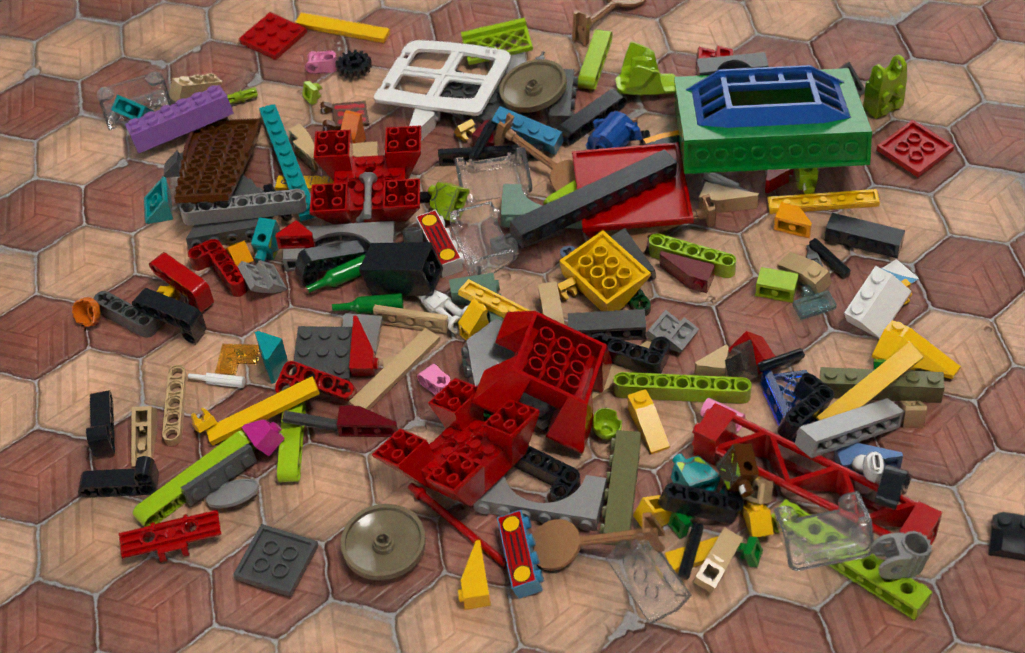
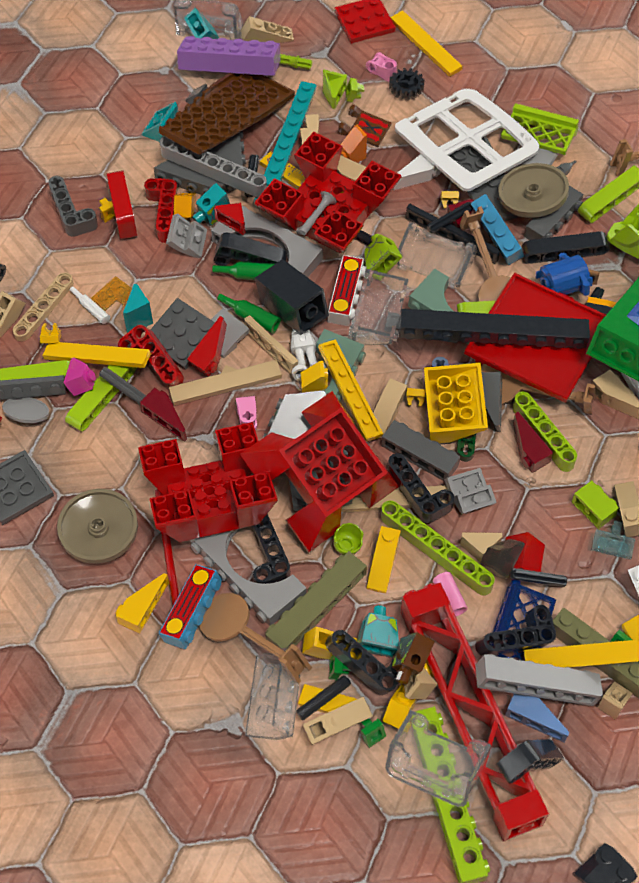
camera: 30 degrees right, 10 degrees up
(86, 311) = (37, 187): orange hair -> none
(172, 312) = (92, 227): black beam -> none
(292, 98) = (333, 86): none -> lime slope
(413, 234) = (327, 273): dark grey piece -> none
(872, 467) = (522, 728): white piece -> none
(907, 551) = (474, 833): light grey piece -> none

